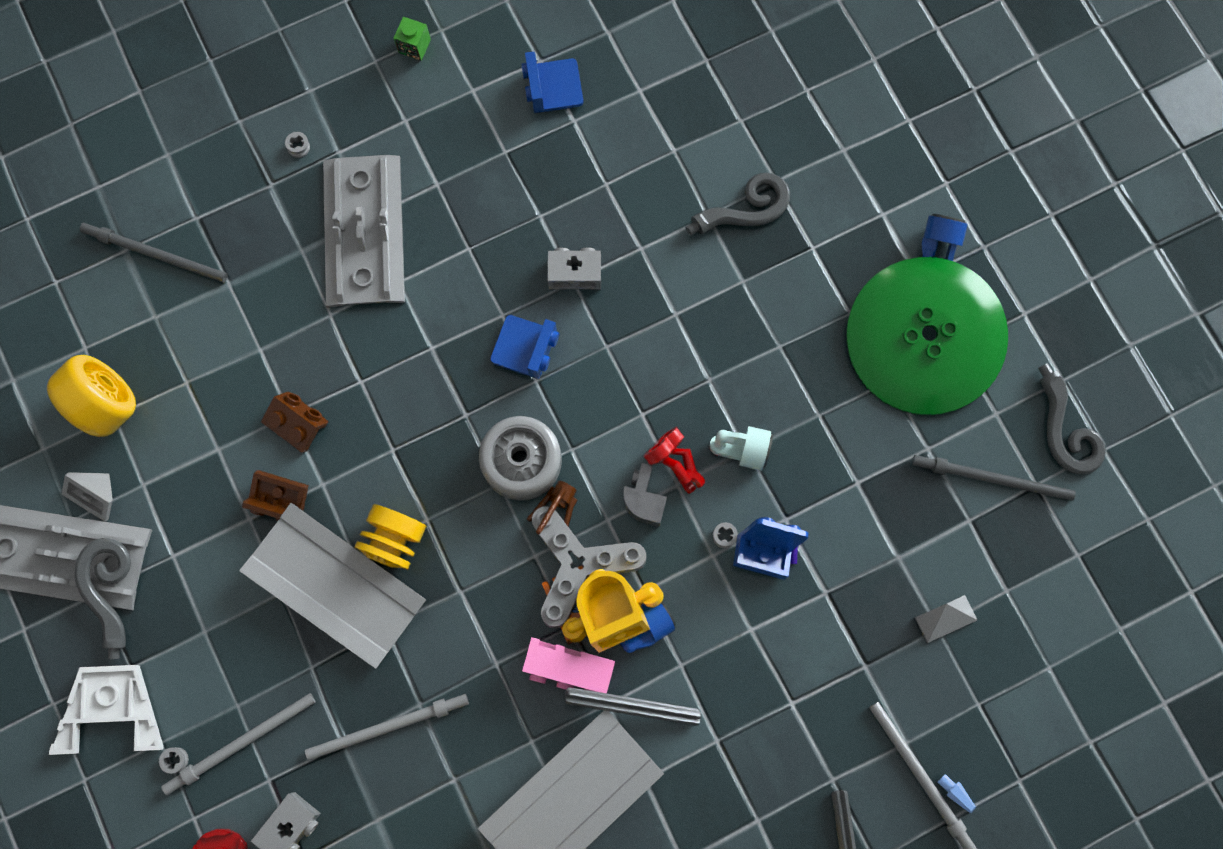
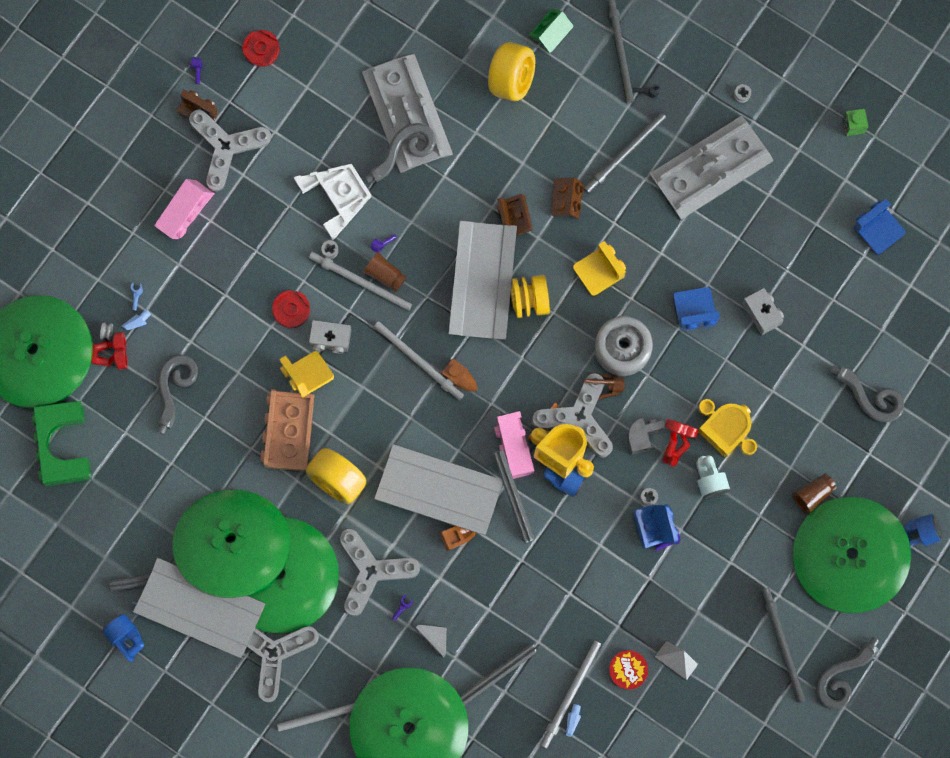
camera: 55 degrees right, 0 degrees up
(74, 318) = (551, 29): none -> panel
(90, 492) = (453, 105): light grey slope -> none
(208, 693) = (377, 246): none -> dark purple hand
(226, 248) = (648, 90): none -> black hand
(246, 706) = (384, 272): none -> reddish brown plant
(293, 365) = (599, 177): none -> dark grey bar
(407, 431) = (600, 269): none -> yellow bracket
(438, 684) = (459, 376): none -> dark orange plate
(643, 813) = (456, 537): none -> dark orange plate
(693, 391) = (727, 427): none -> yellow piece
(829, 336) = (813, 493): none -> reddish brown plant
(928, 685) = (628, 670): none -> tile

